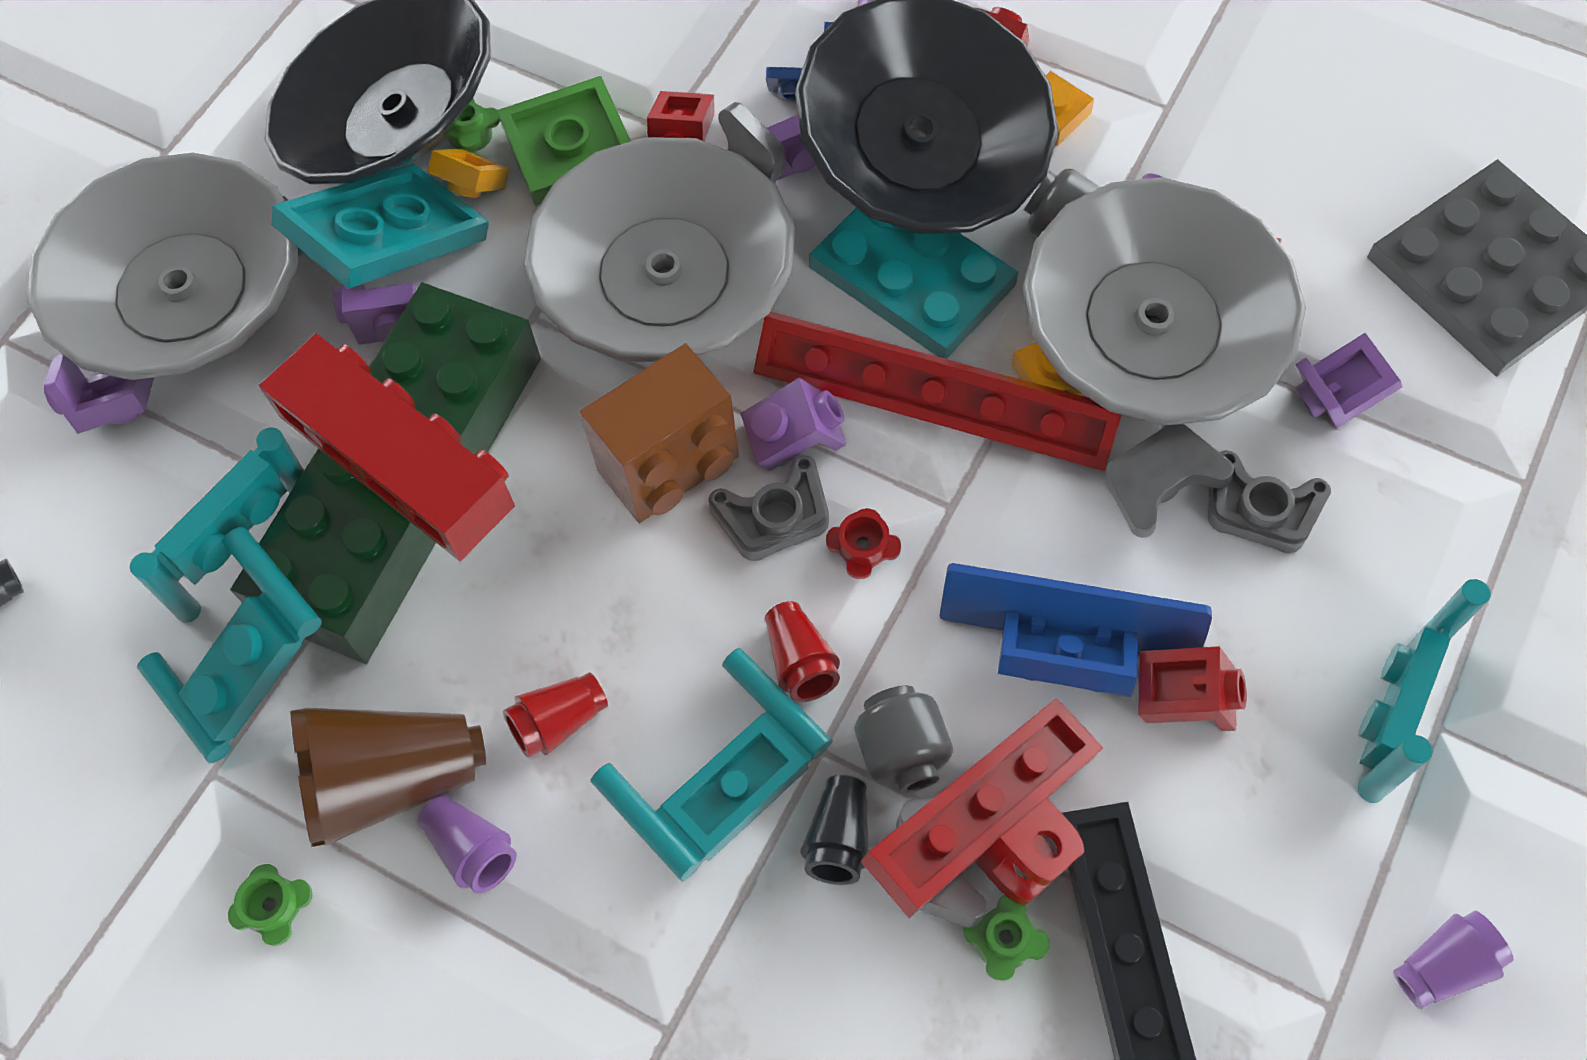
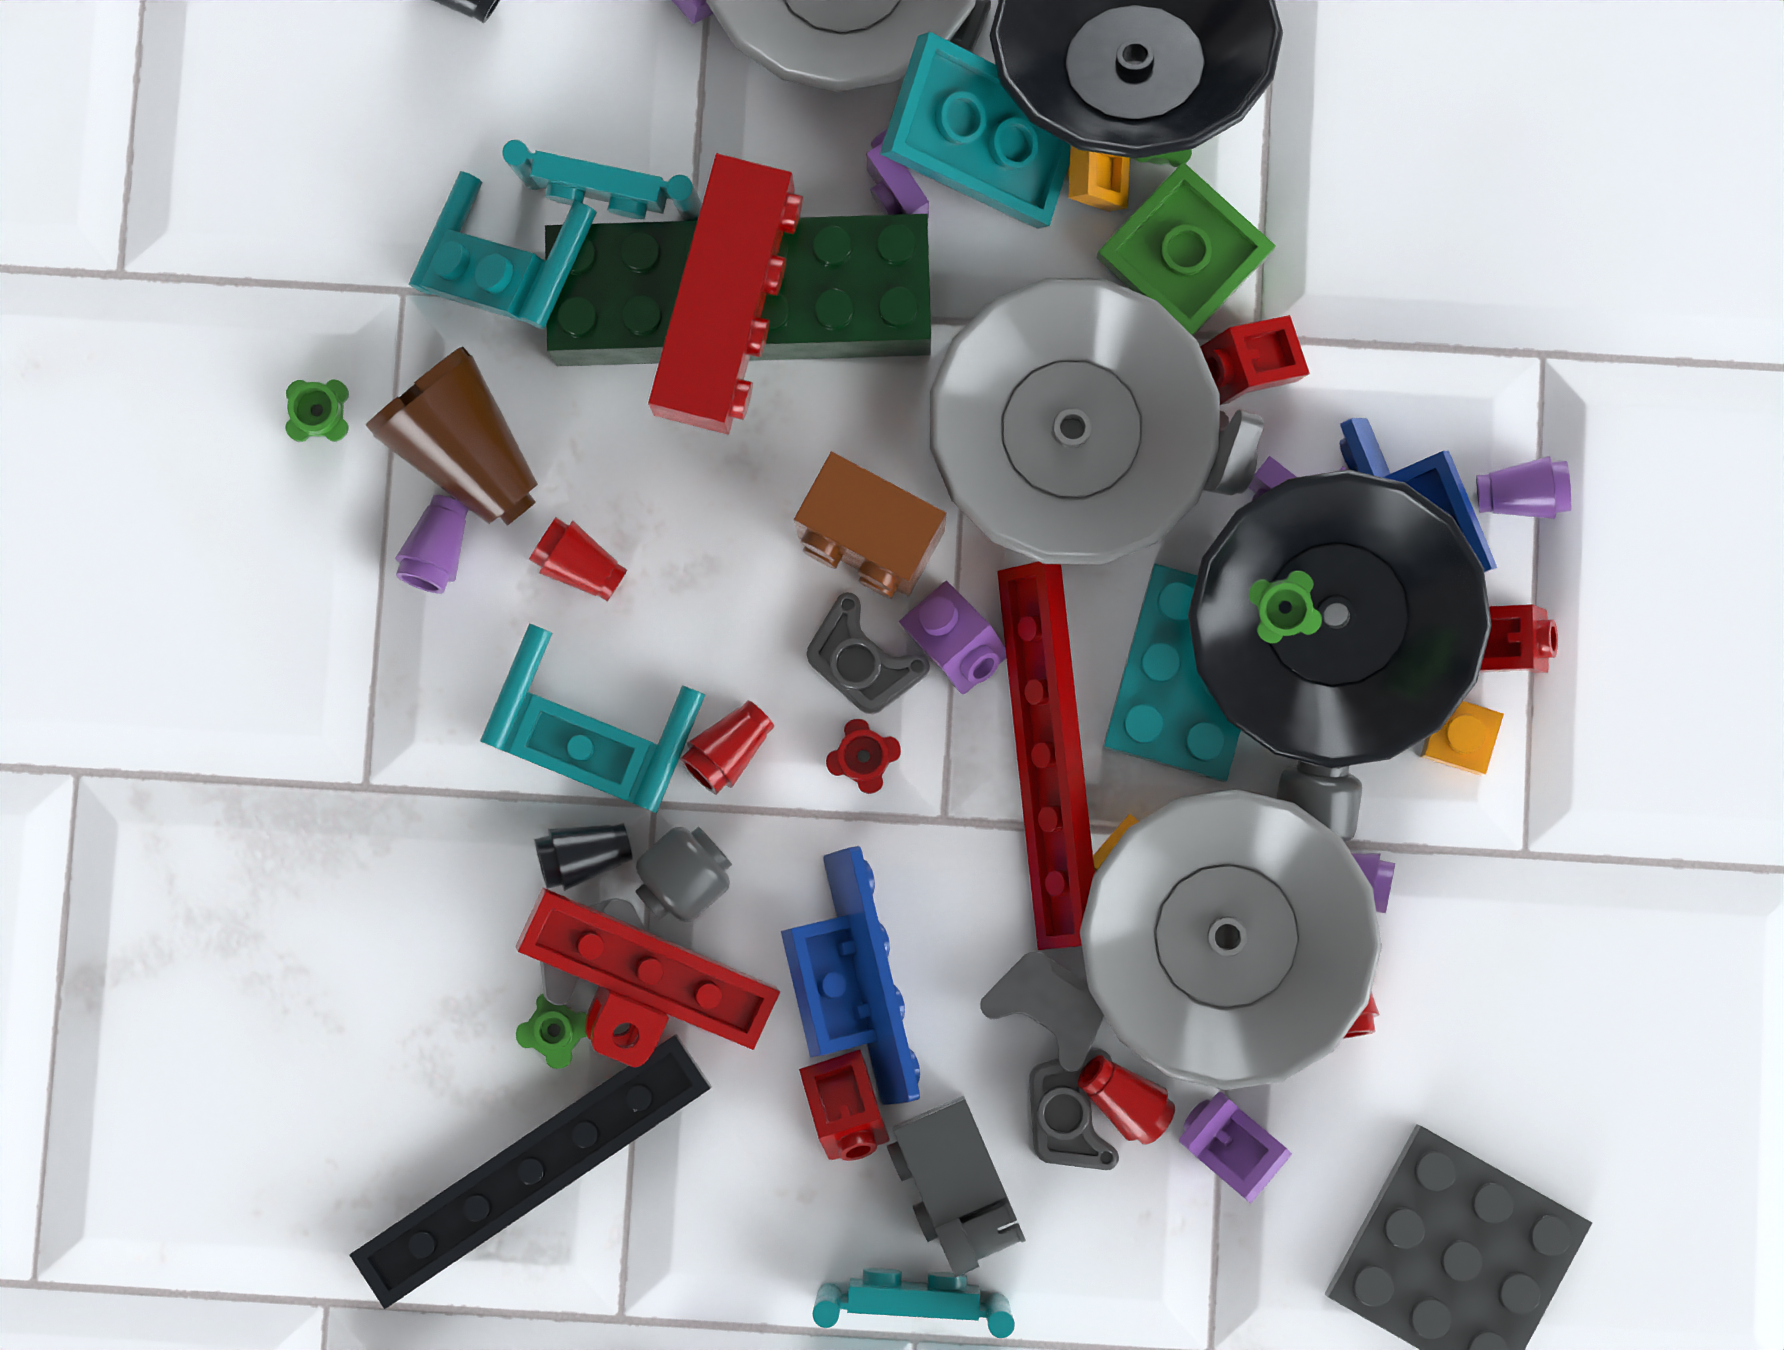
camera: 65 degrees right, 20 degrees up
(906, 118) = (1302, 614): none -> bright green plate
(1275, 444) = (1128, 1100): none -> red cone
(1304, 615) = (957, 1185): none -> dark grey hinge

